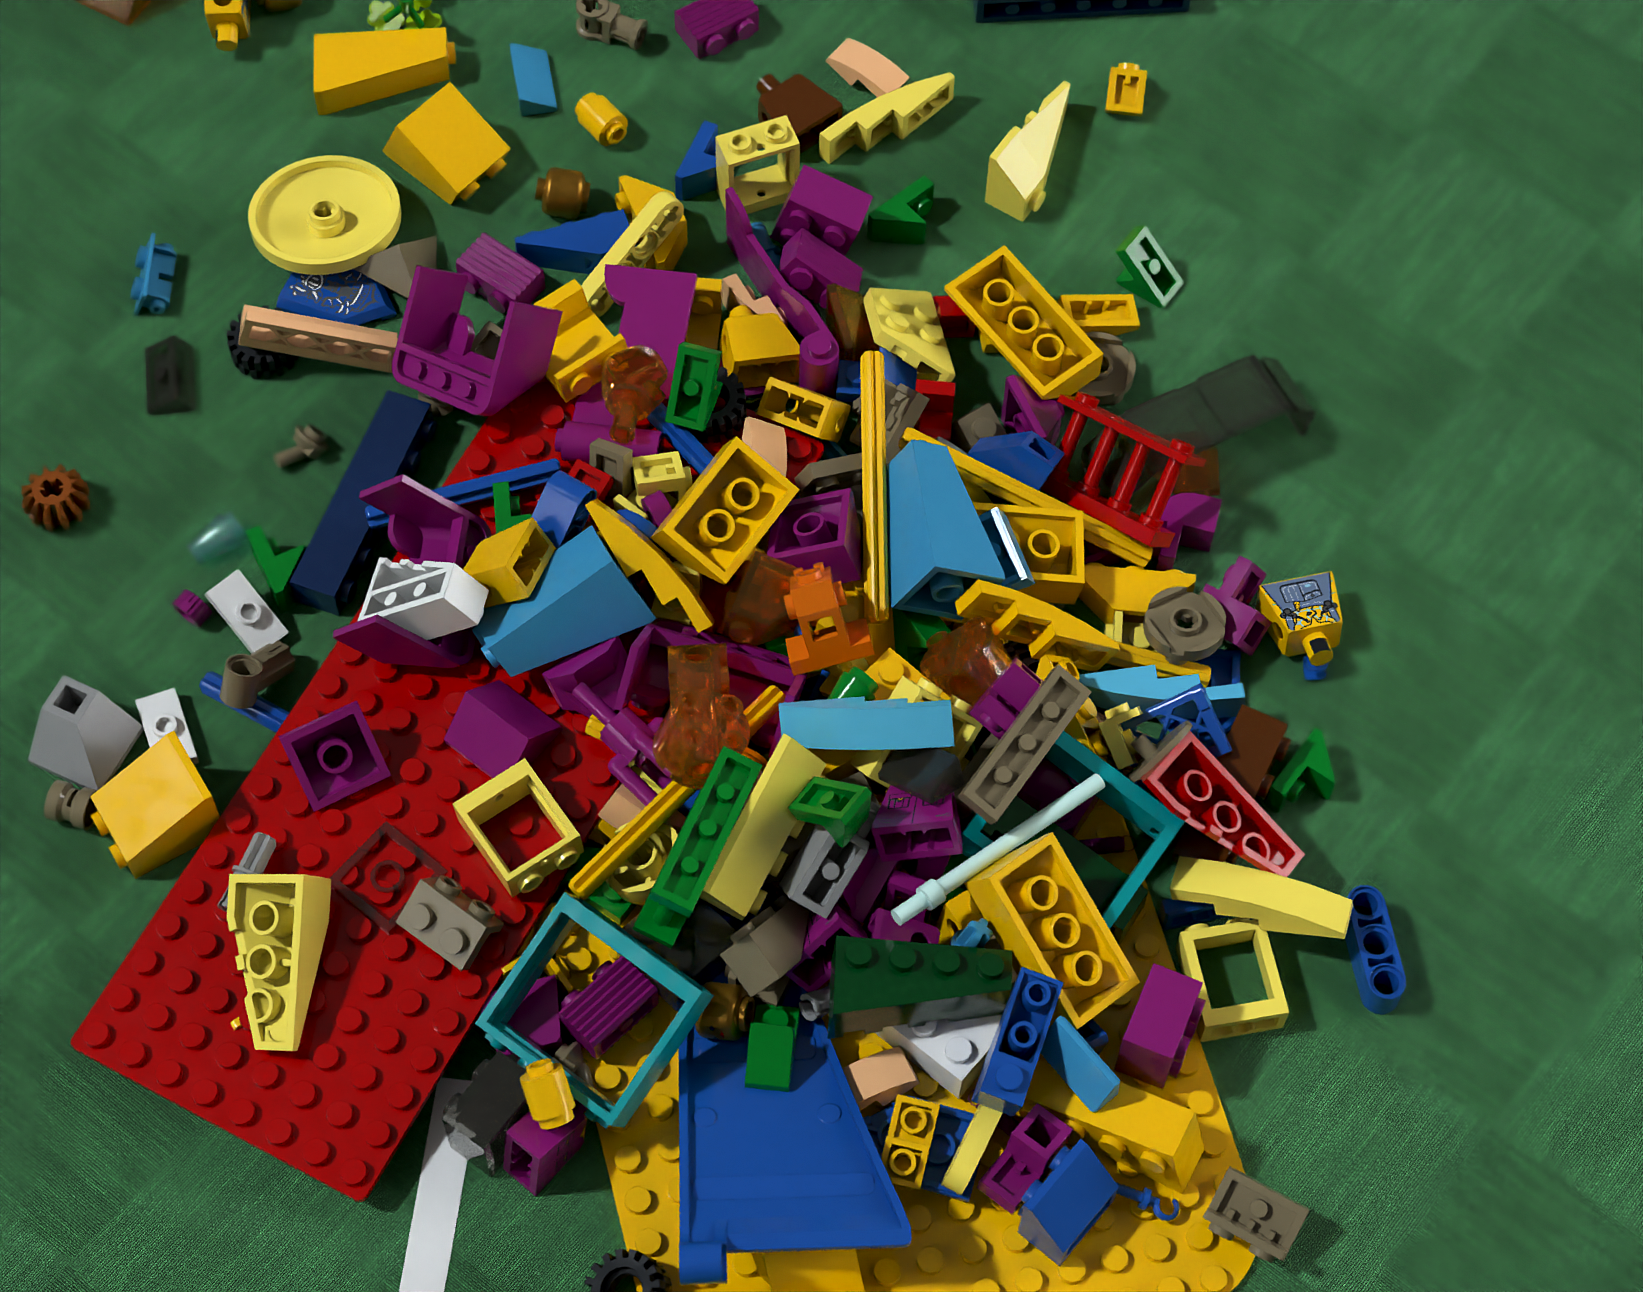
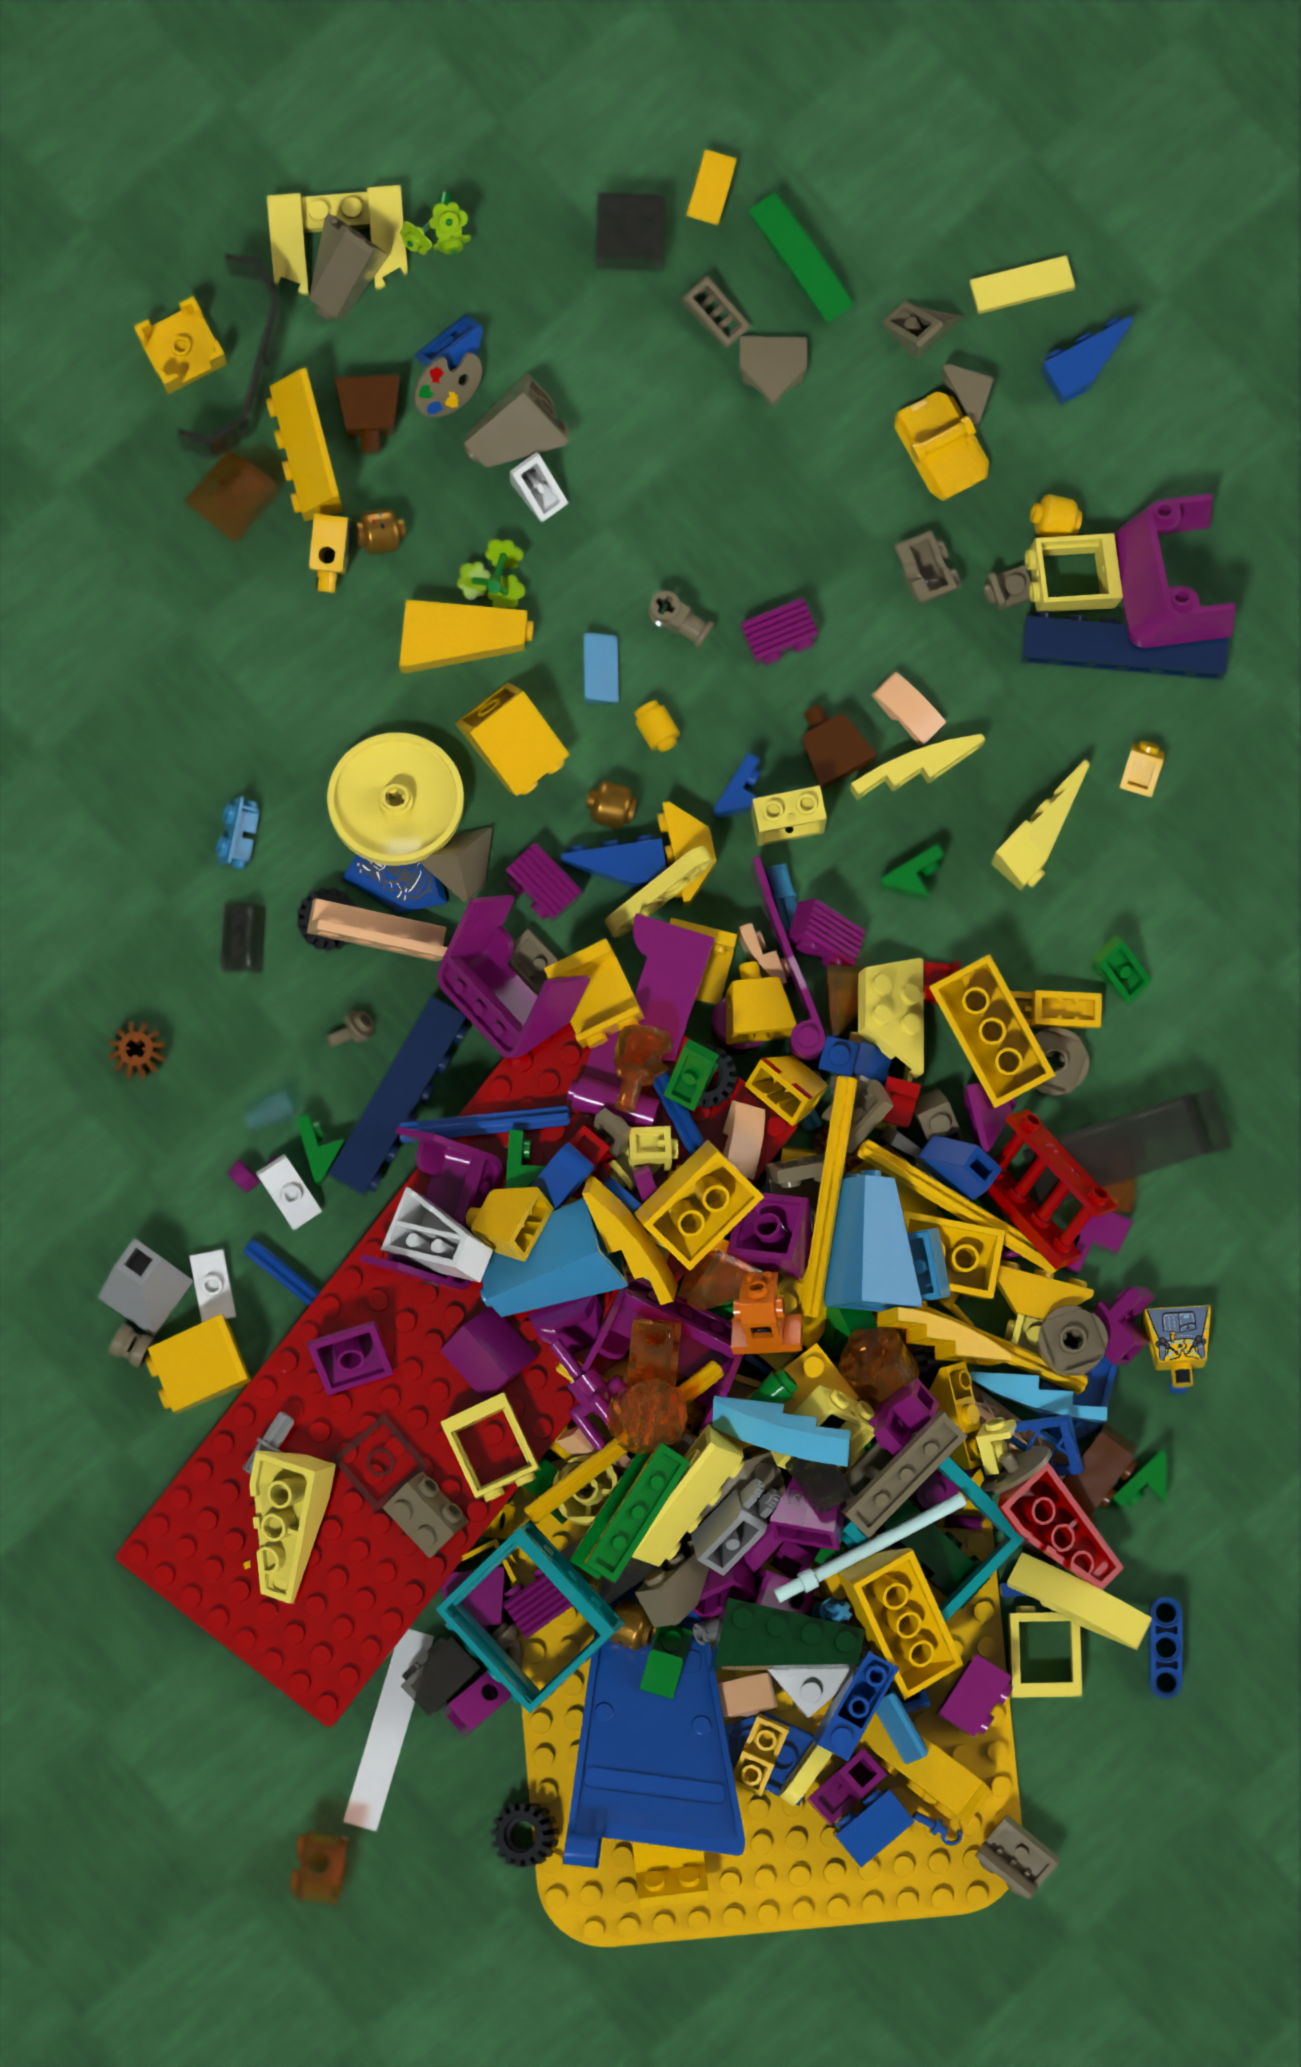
camera: 10 degrees right, 20 degrees up
(251, 673) = (291, 1253): dark tan piece -> none
(548, 1093) = (484, 1683): yellow brick -> none
(824, 209) = (835, 879): magenta piece -> none
(835, 805) = (738, 1499): green slope -> none

